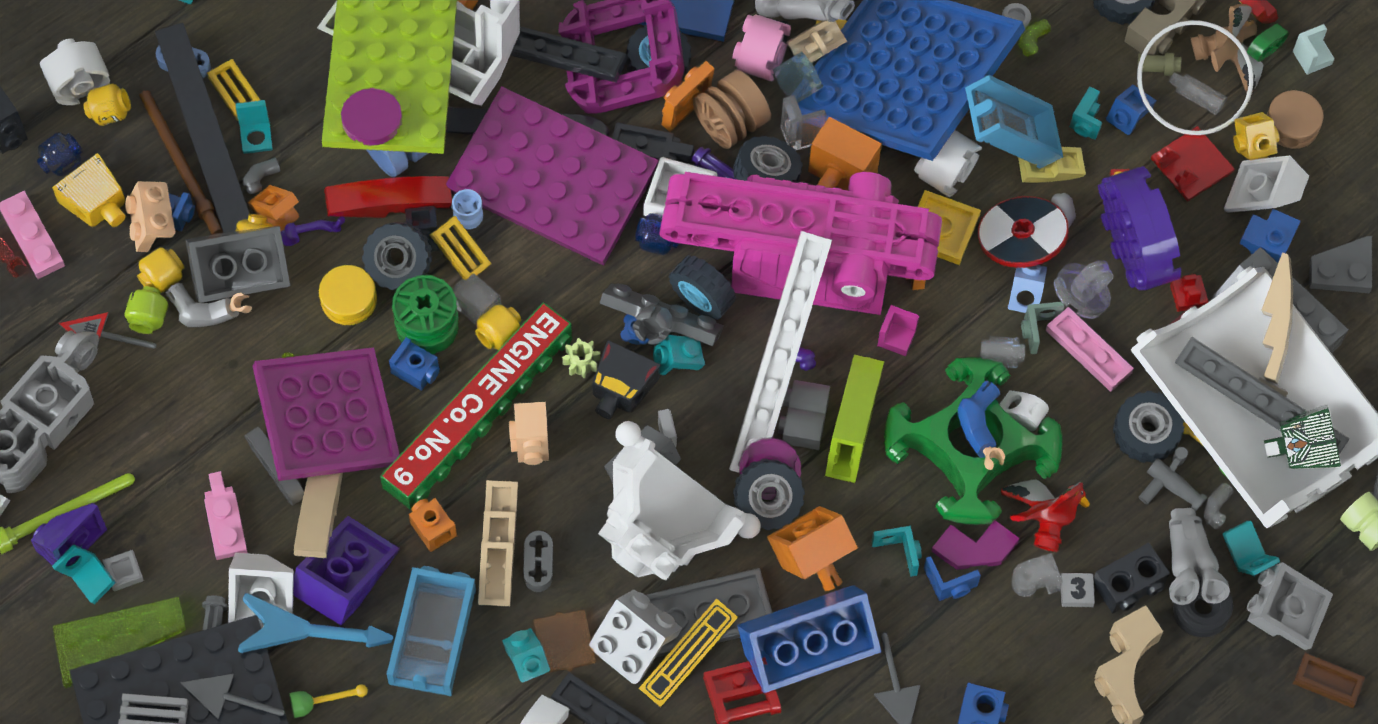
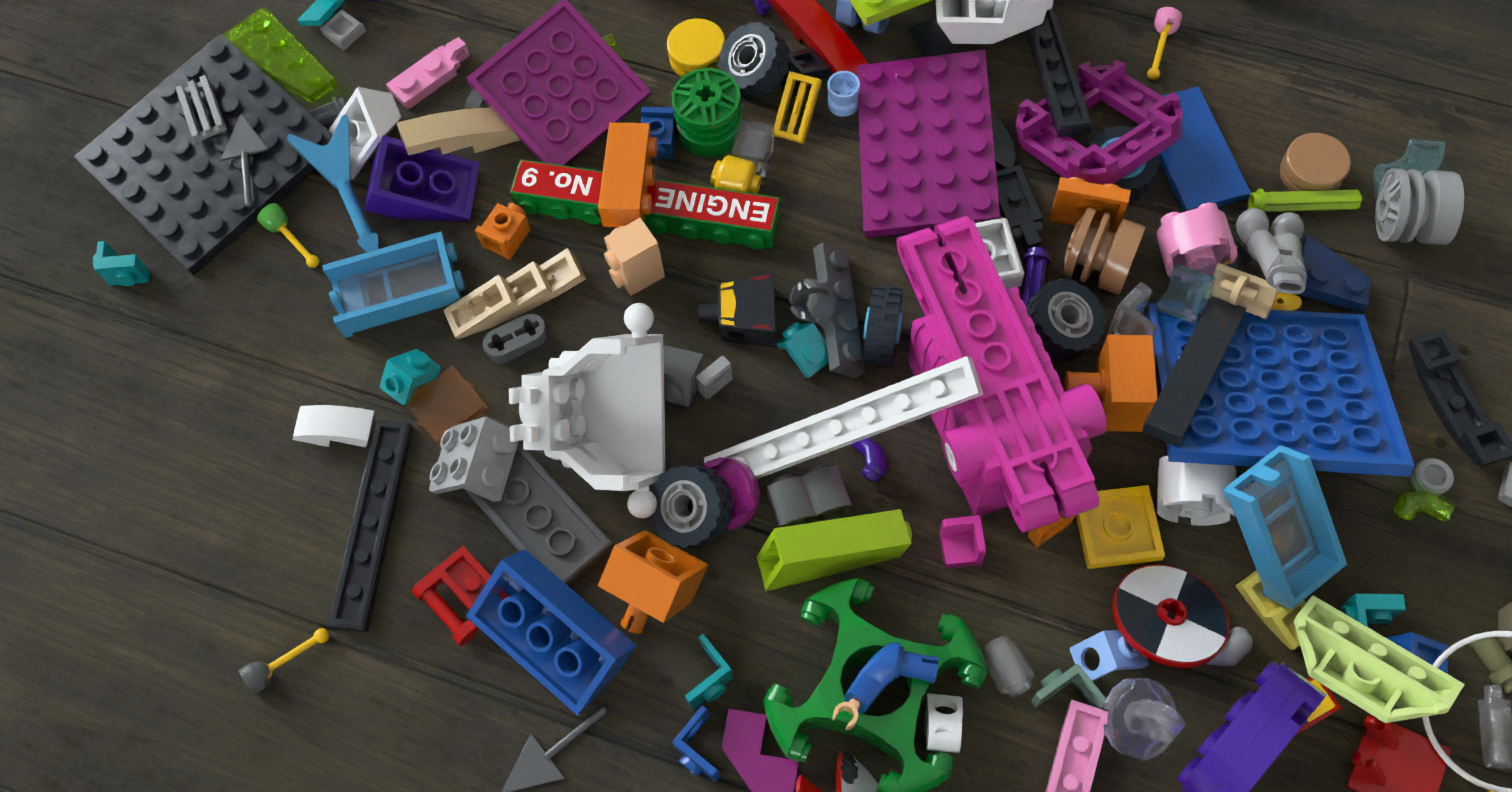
camera: 70 degrees right, 0 degrees up
(458, 398) = (627, 174): none -> orange brick
(579, 349) = (746, 261): yellowish green gear -> none
(688, 652) = (483, 521): sticker -> none
(869, 106) = (1193, 372): none -> black tile
(1126, 135) = (1370, 667): none -> yellowish green wedge

